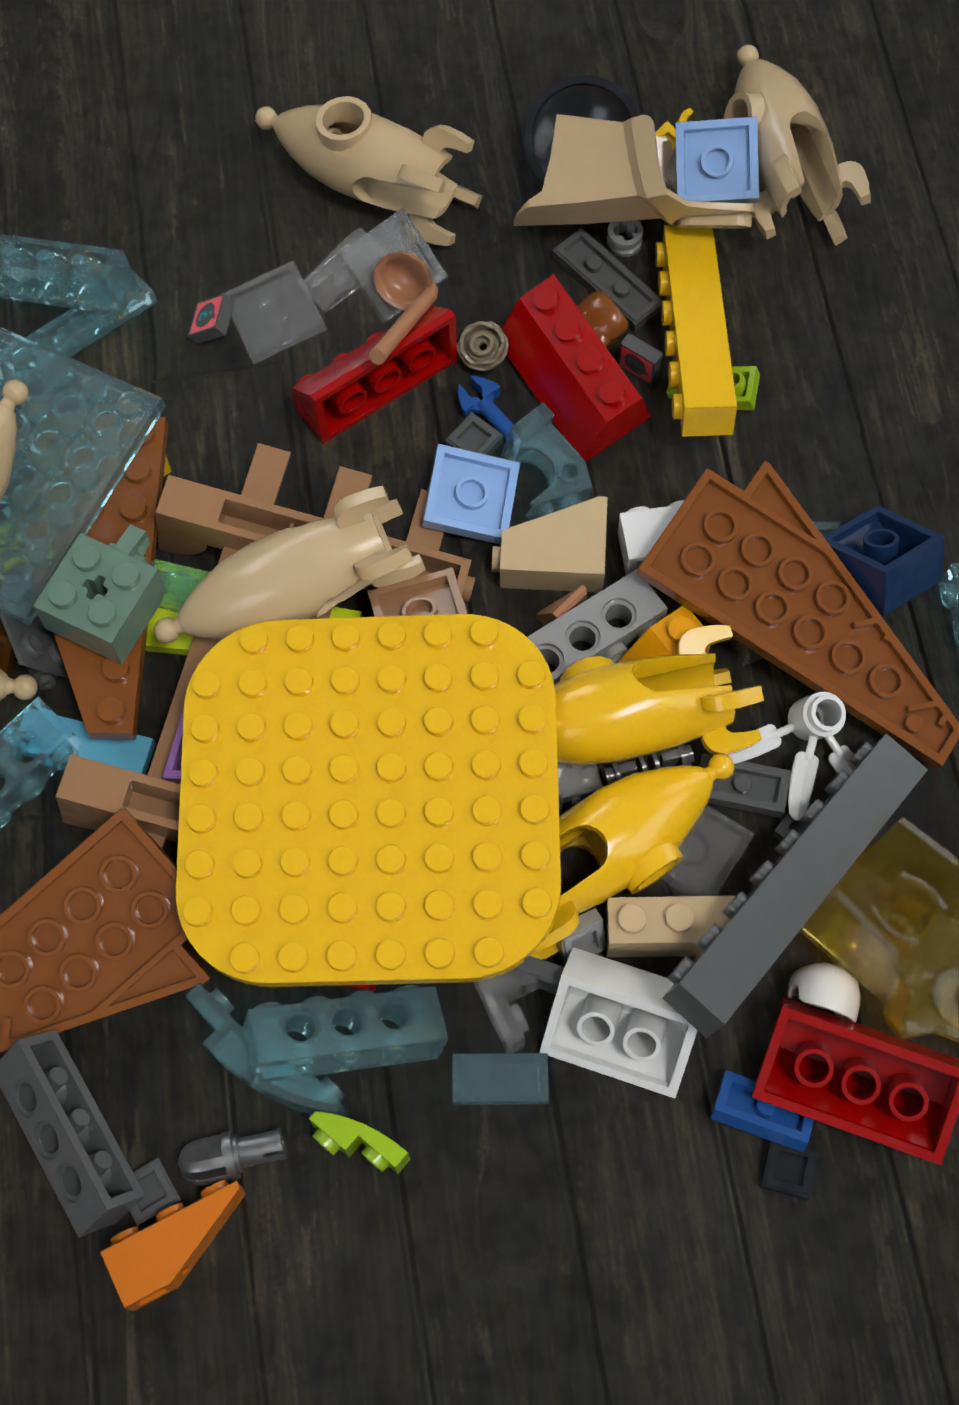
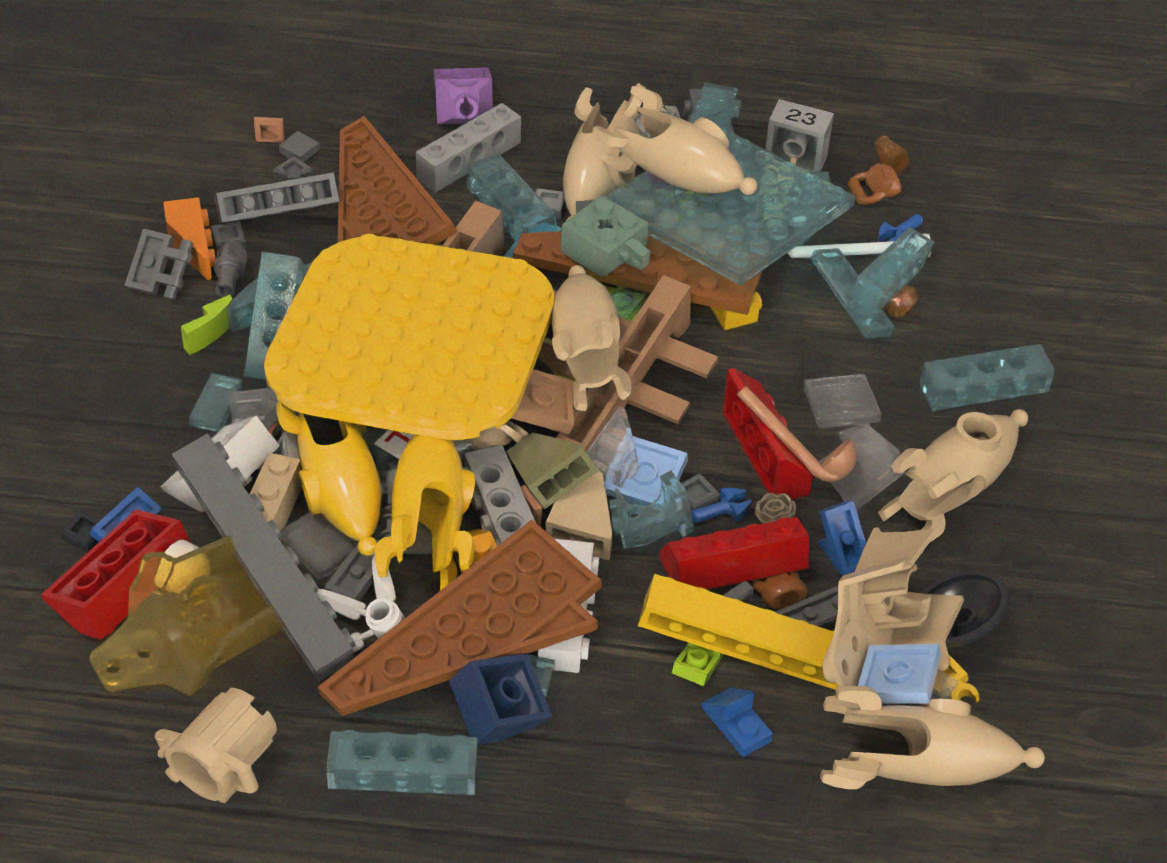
camera: 100 degrees right, 20 degrees down
(195, 165) = (986, 377): none -> clear light blue brick
(211, 318) = (841, 363): dark grey tile -> none
(260, 1278) = (151, 260): none -> dark grey plate
(464, 519) = (615, 450): none -> clear slope
(506, 270) = (843, 537): none -> blue slope
(526, 581) = (551, 466): none -> olive slope
(791, 333) = (737, 720): none -> blue slope

